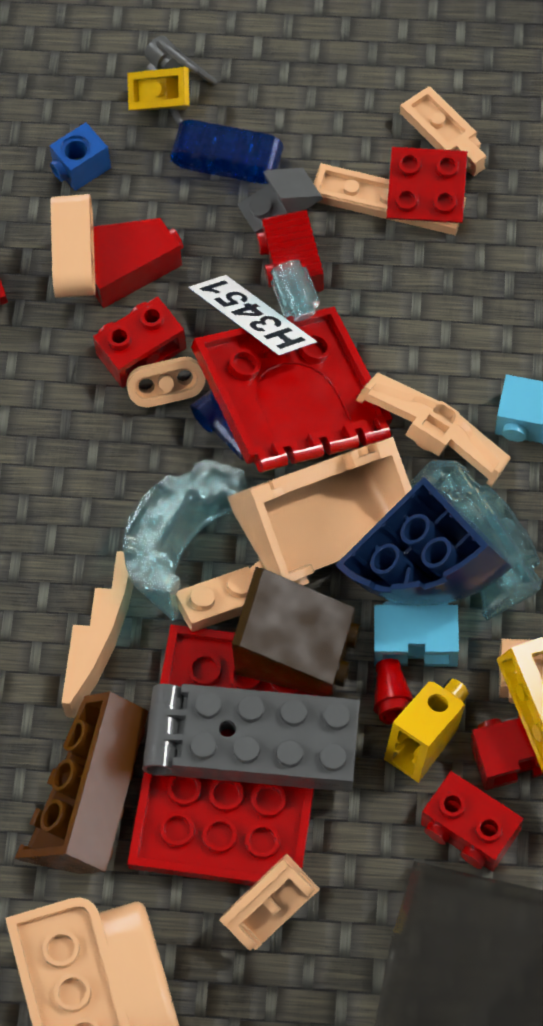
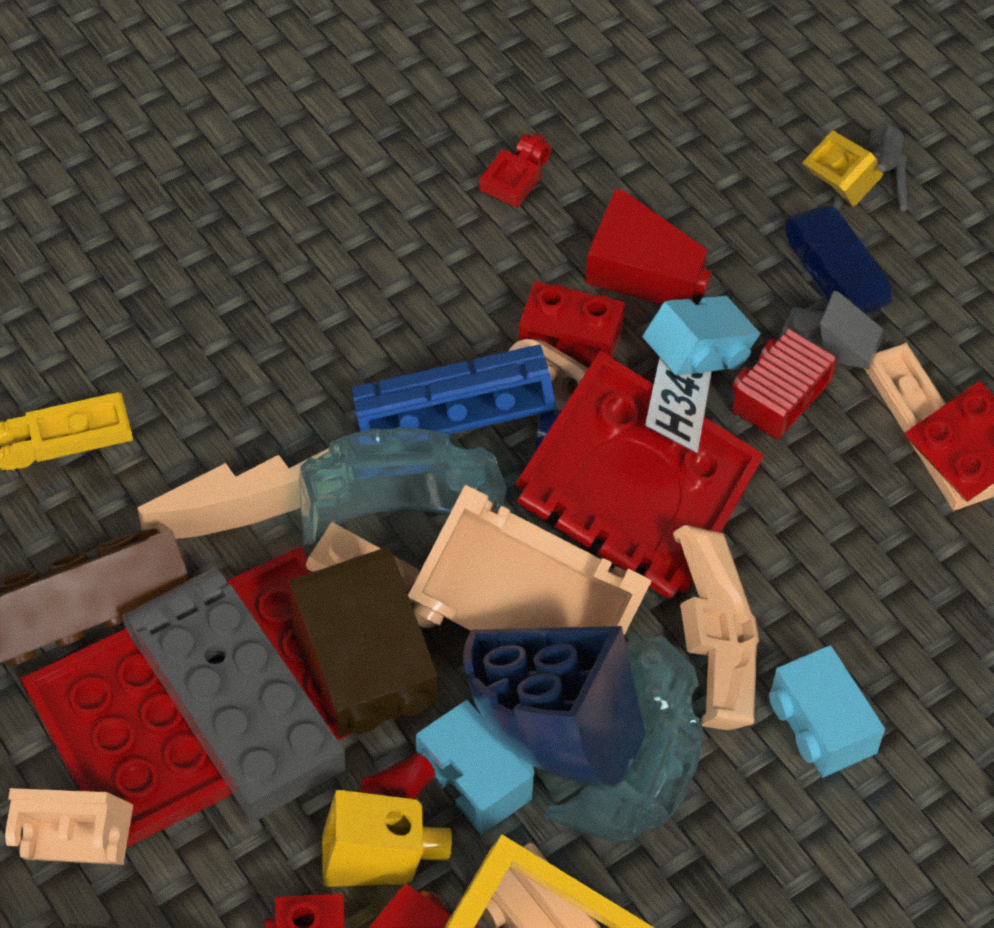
camera: 45 degrees right, 10 degrees down
(72, 246) = (604, 199): light nougat beam -> none
(81, 144) = (712, 156): blue brick -> none
(141, 449) = (460, 394): none -> blue brick
(223, 272) = (701, 335): none -> medium azure brick
(294, 290) = (736, 400): clear light blue brick -> none

